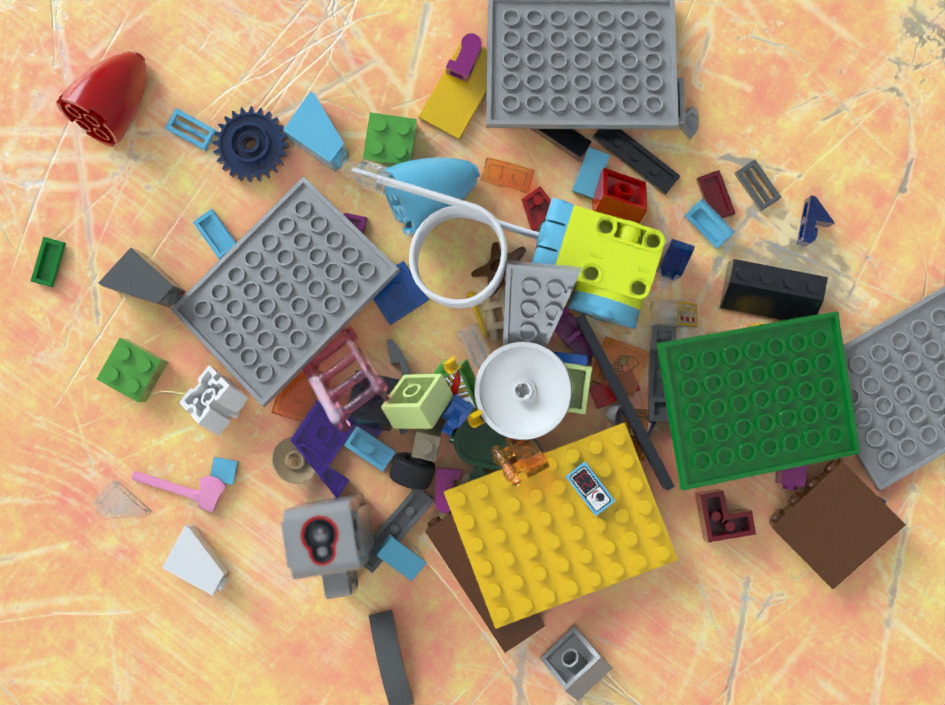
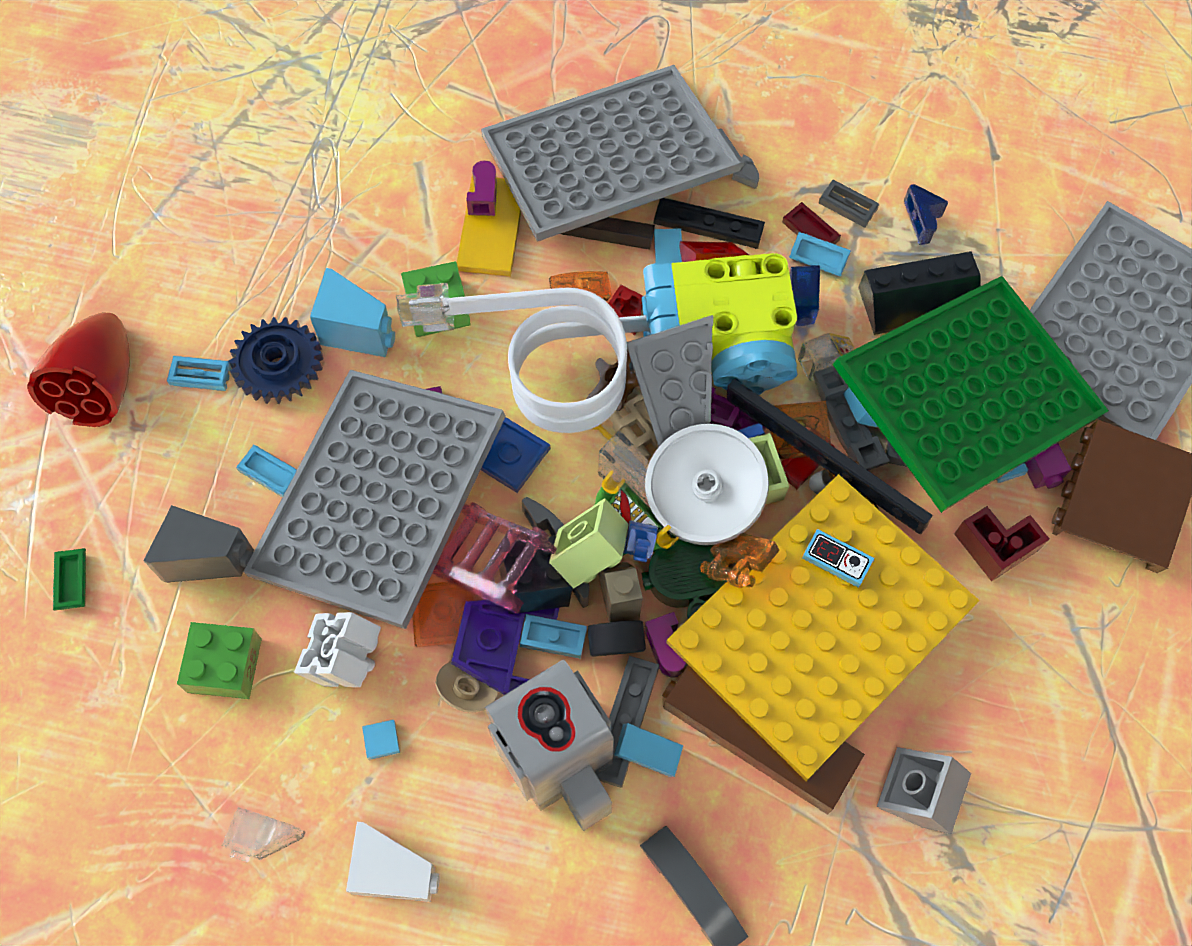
camera: 30 degrees left, 20 degrees down
(206, 497) = (372, 782): bright pink piece -> none
(438, 174) = (483, 339): medium azure cylinder -> none

